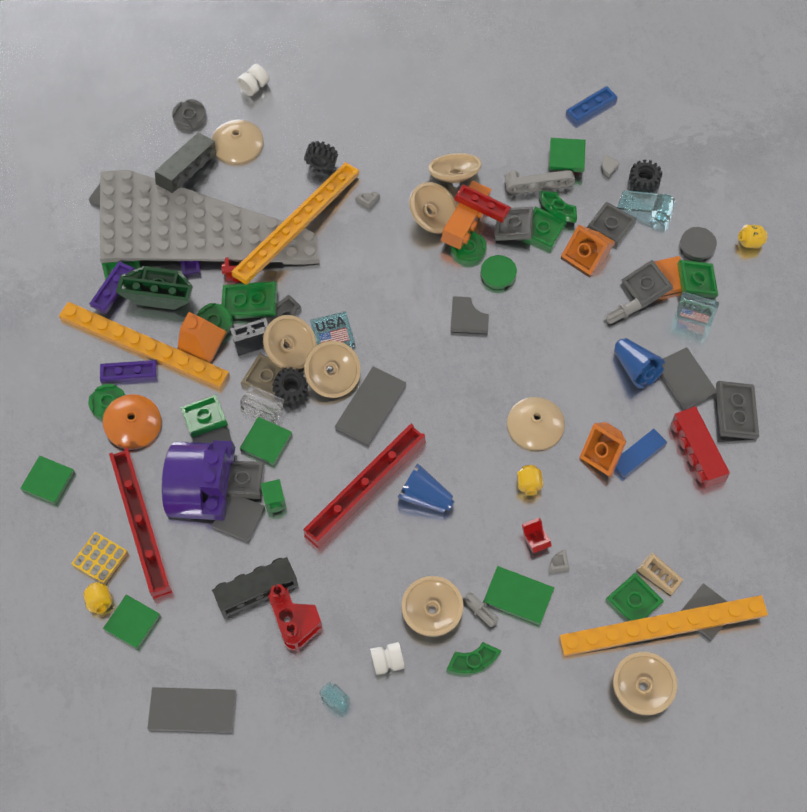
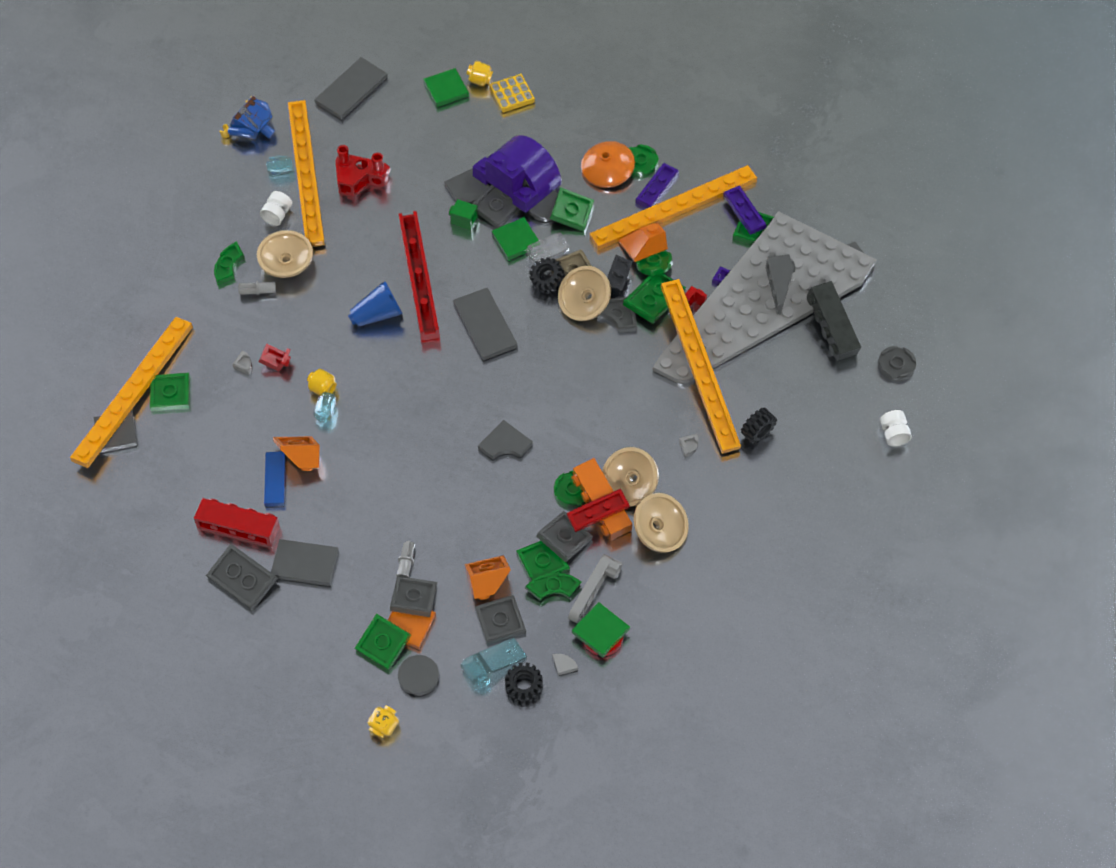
camera: 125 degrees right, 5 degrees down
(47, 480) = (604, 93): green tile -> none
(140, 524) = (513, 124): red tile -> none
(155, 287) = (717, 232): dark green wedge -> none
(174, 211) = (779, 274): none -> dark grey slope
(238, 141) = (833, 391): tan dish -> none
(253, 586) = (403, 165): pearl dark grey brick -> none
(302, 766) = (250, 121): none -> blue torso
(322, 671) = (306, 173): none -> light orange plate
(333, 328) = (574, 337): tile -> none
(344, 367) = (534, 307): tan dish -> none
(498, 271) = (528, 494): green tile -> none
(518, 595) = (245, 320): green tile -> none
(533, 433) = (367, 435): tan dish -> none
(549, 461) = (325, 407): none -> clear light blue brick
(591, 105) = (645, 702): blue tile -> none
(639, 362) = (348, 528): blue cone -> none
(648, 670) = (101, 337): tan dish -> none
(650, 575) = (177, 413): tan slope -> none
(697, 308) = (351, 607): clear light blue tile -> none

